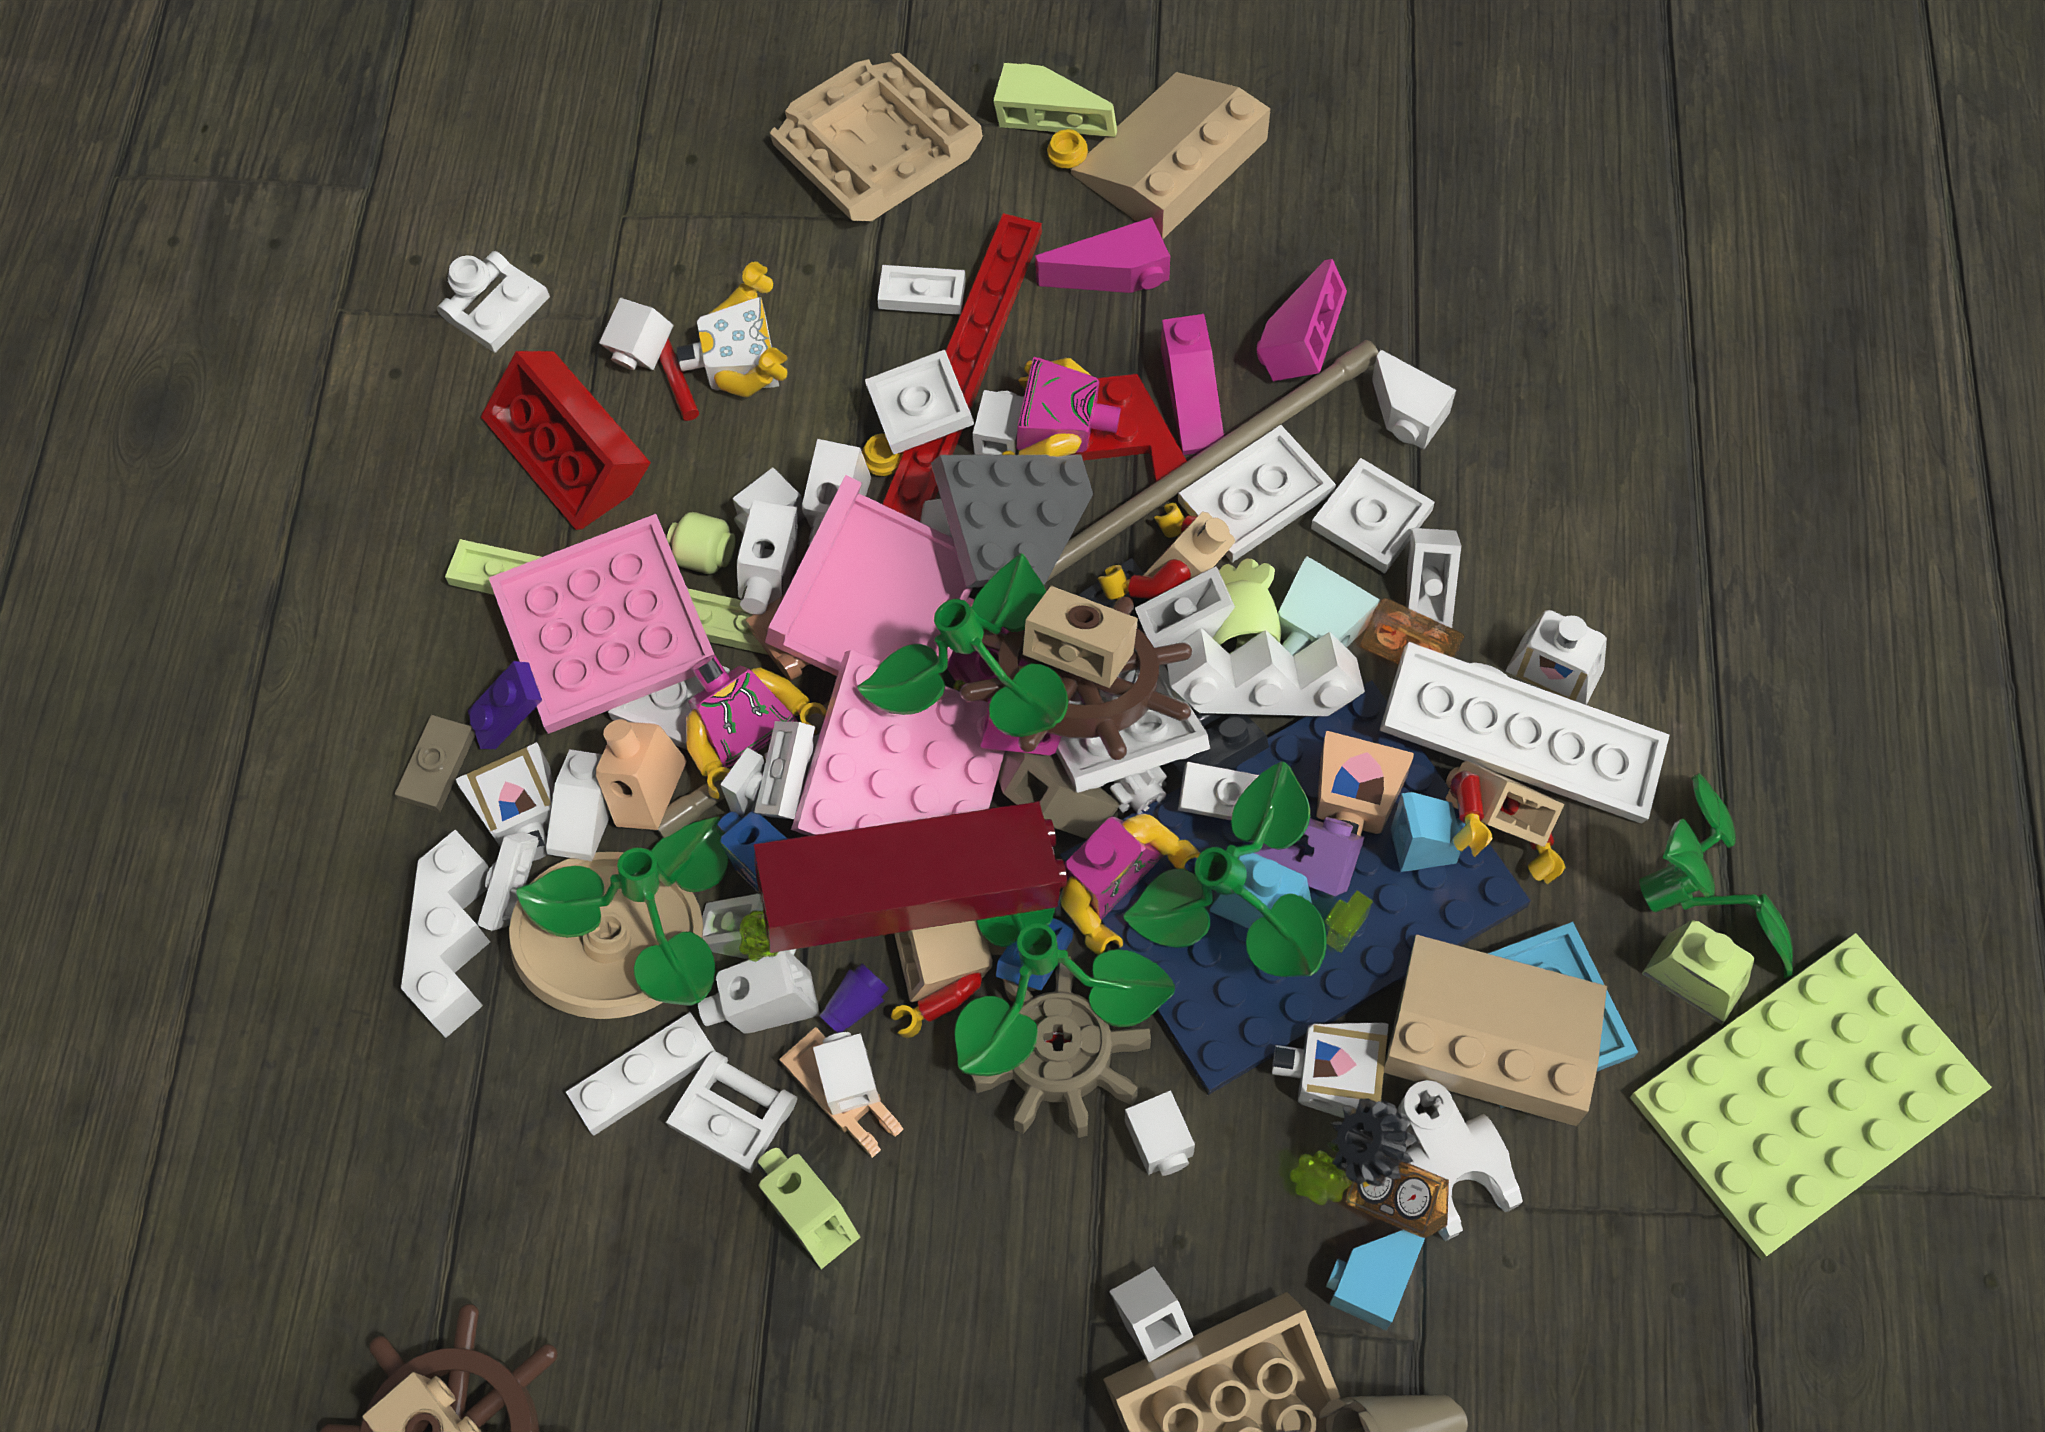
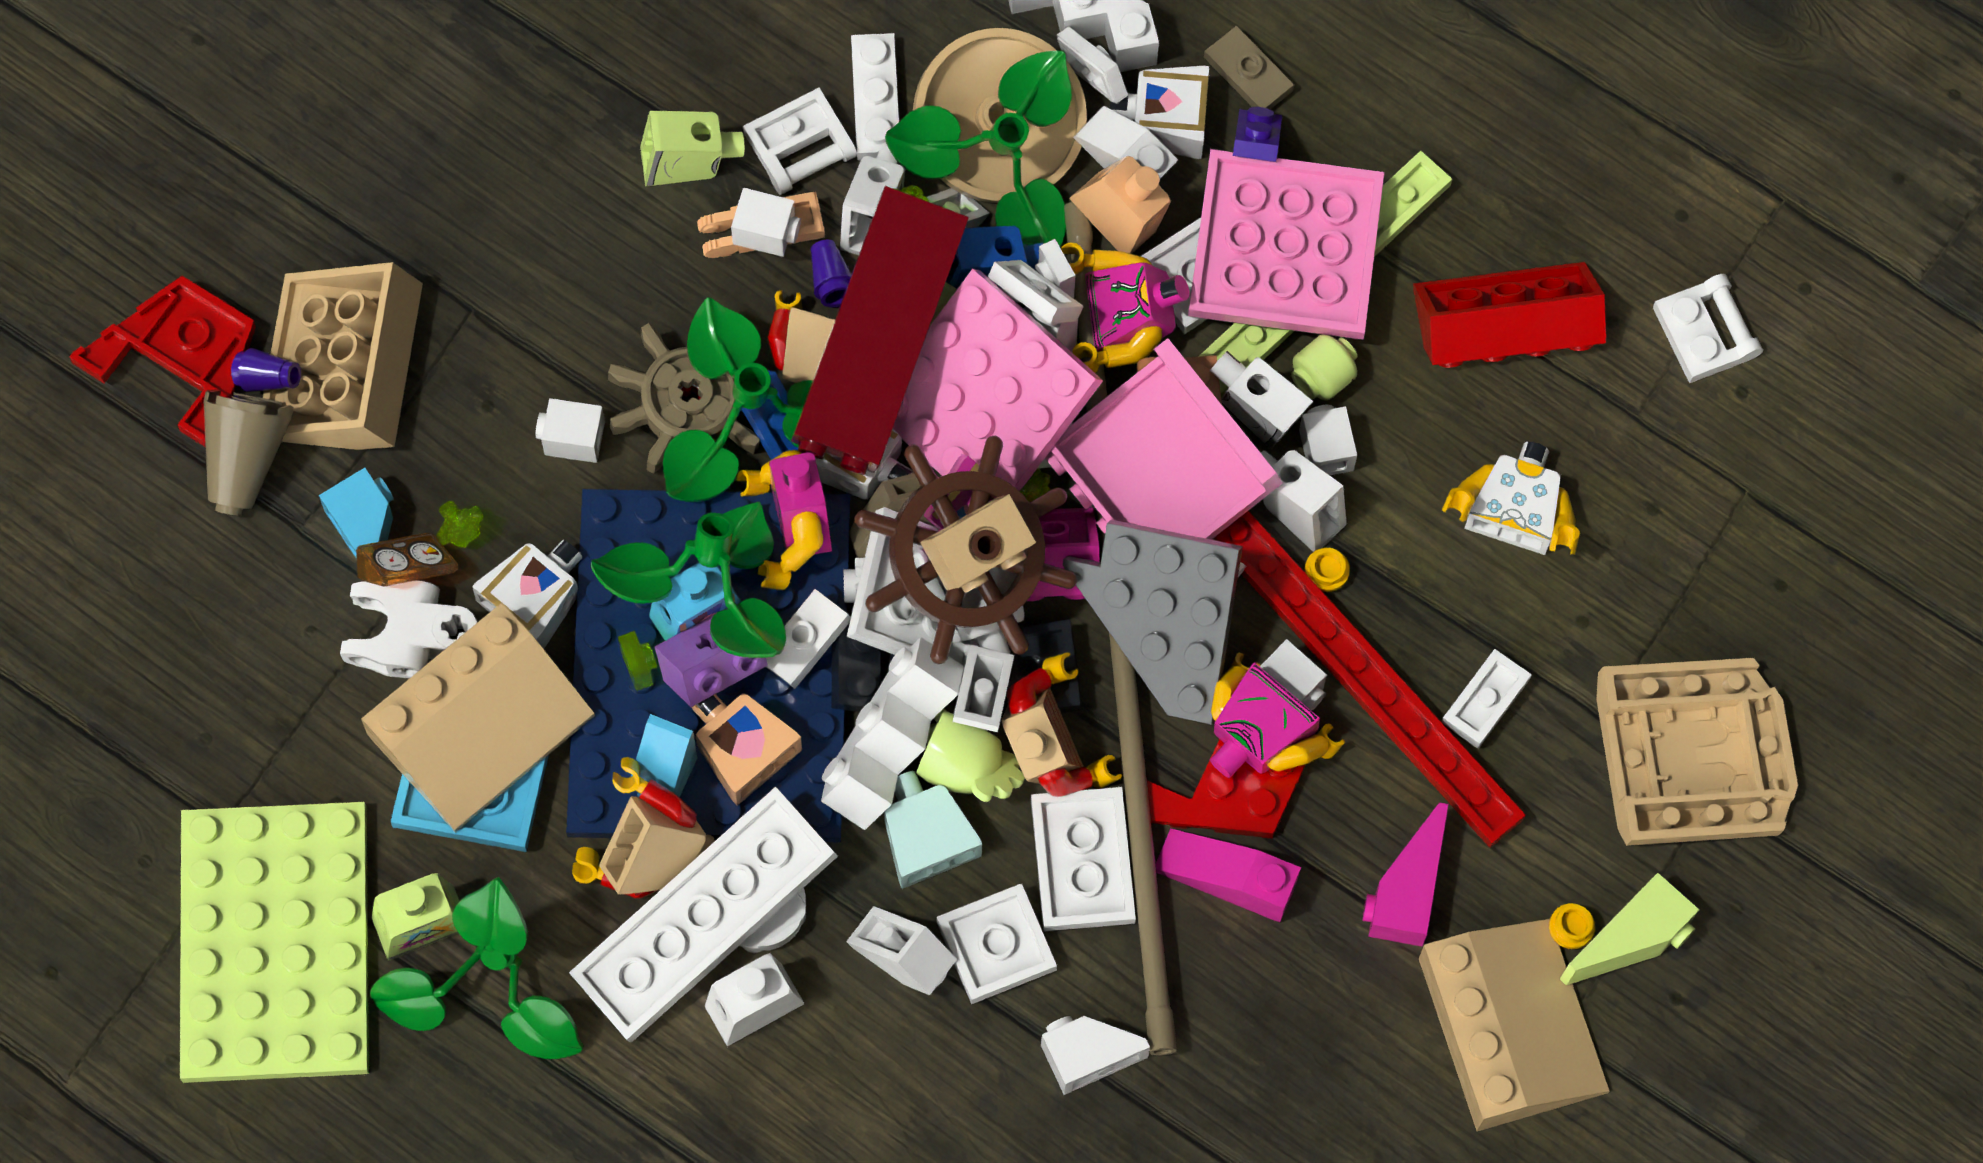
camera: 115 degrees right, 5 degrees up
(468, 276) = (1735, 309): white plate -> none
(636, 335) = (1580, 419): white brick -> none
(678, 383) = (1516, 439): red piece -> none
(911, 679) = (1040, 412): green plant -> none
(919, 402) = (1348, 612): white plate -> none
(1151, 1314) = (442, 338): white brick -> none
(1303, 326) = (1225, 1004): dark pink slope -> none
(1353, 1145) = (450, 555): black gear -> none
(1396, 625) = (857, 898): clear orange slope -> none

